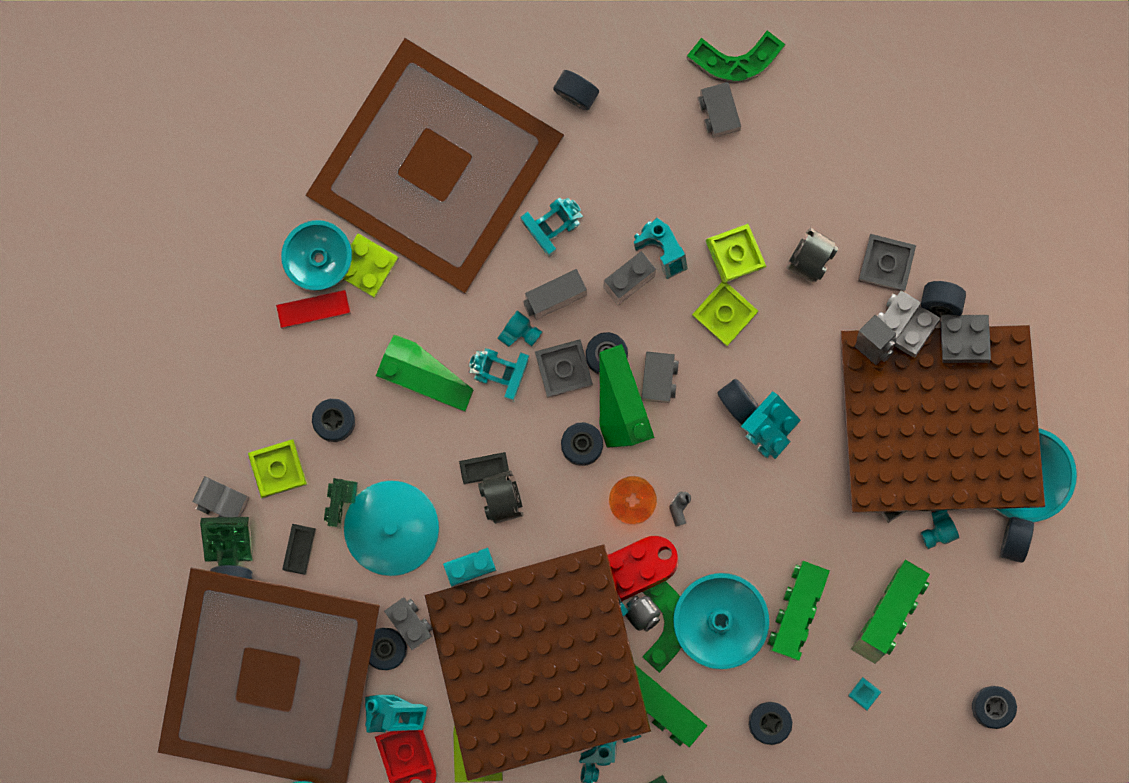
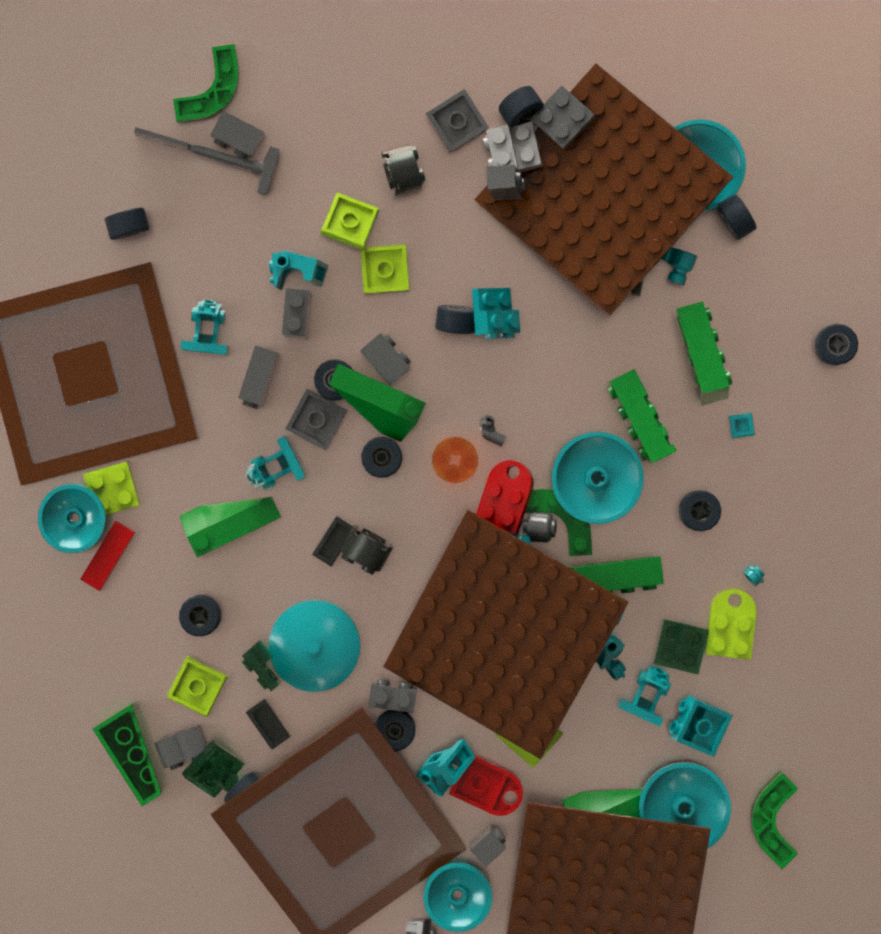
camera: 50 degrees left, 5 degrees up
(180, 460) = (128, 751): none -> green wedge
(469, 567) = (393, 617): teal brick -> none
(519, 327) = (257, 423): teal piece -> none
(713, 153) = (257, 167): none -> dark grey piece

